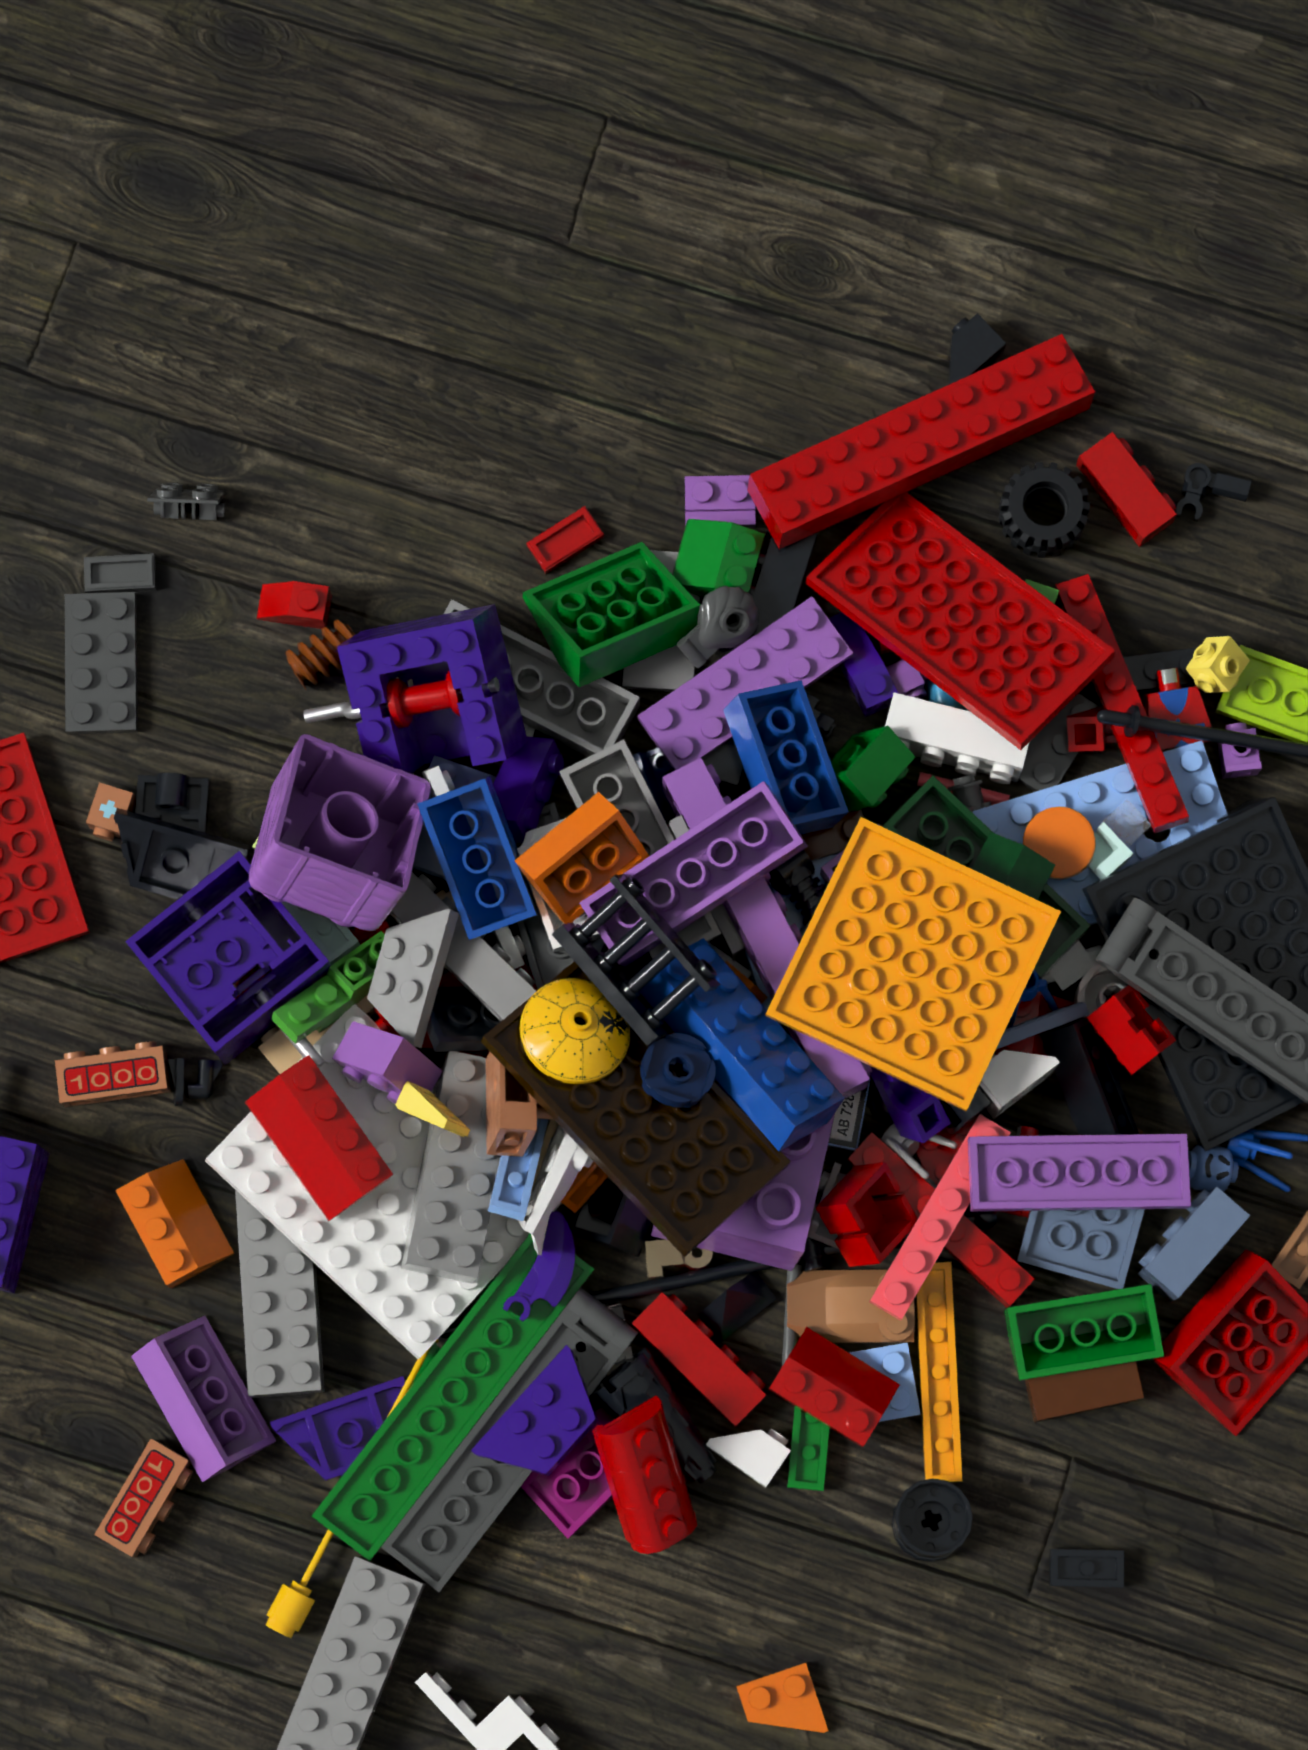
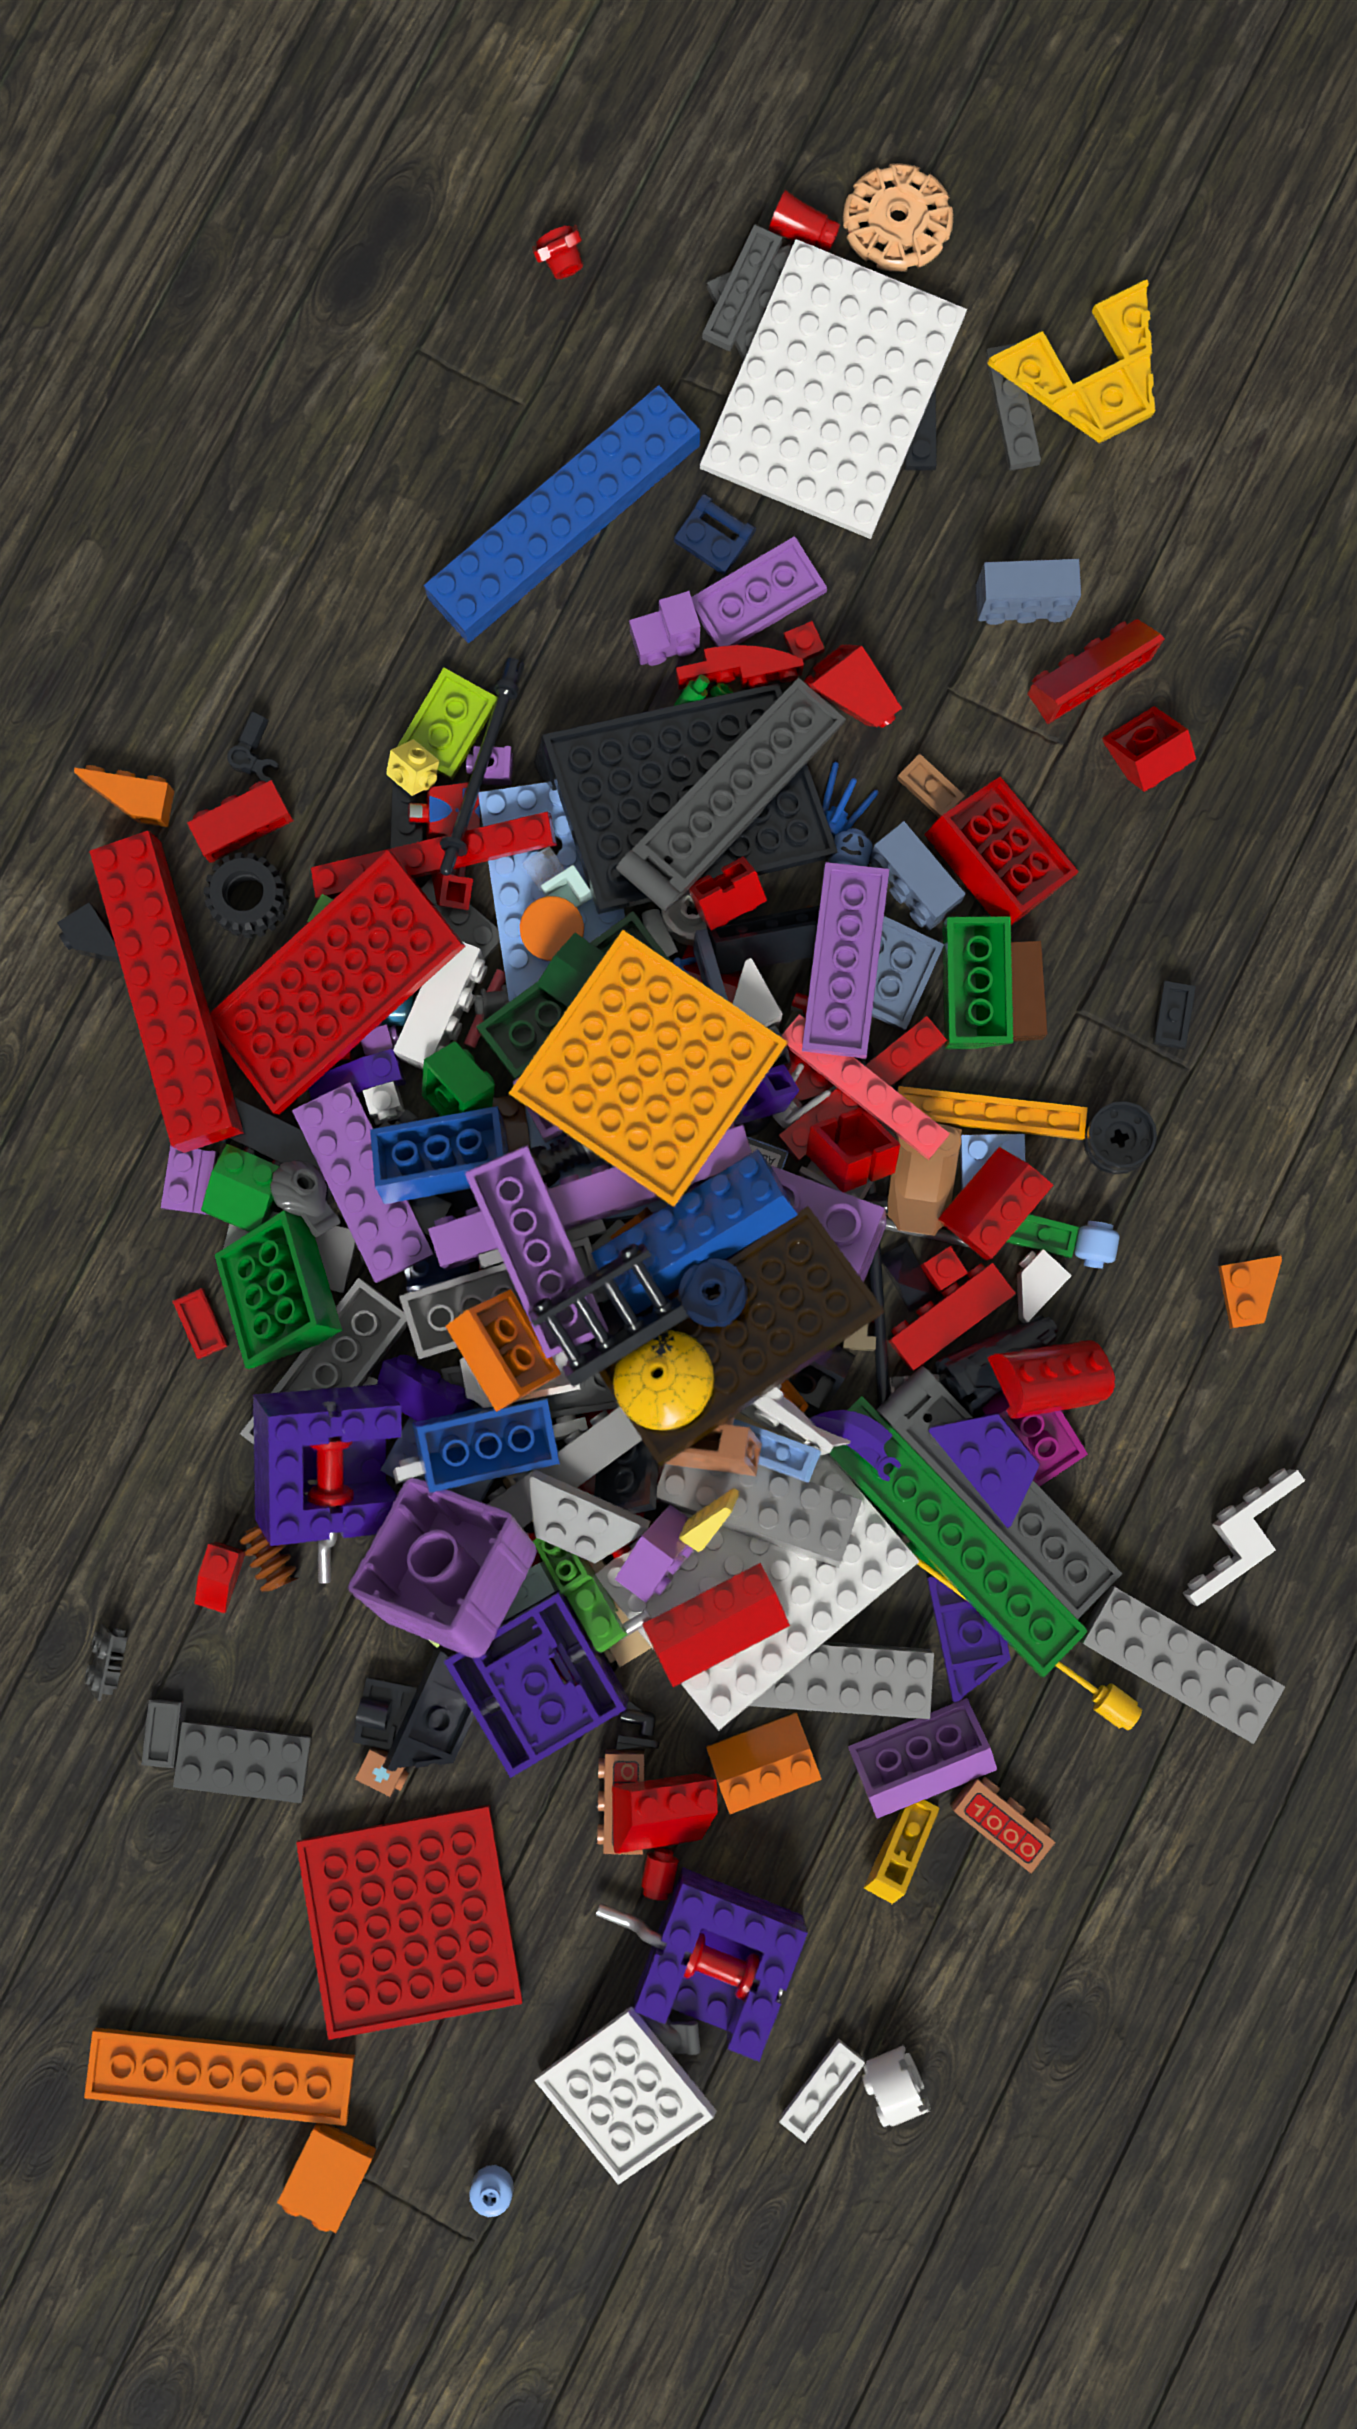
camera: 85 degrees left, 5 degrees up
(40, 1126) = (659, 1874): none -> red brick
(100, 1390) = (901, 1851): none -> yellow slope
(107, 1117) = (662, 1811): none -> red slope
(751, 1342) = (943, 1269): none -> red brick
(807, 1513) = (1097, 1244): none -> light blue head
(838, 695) = (384, 1102): none -> white brick
(1131, 377) = (141, 799): none -> orange slope

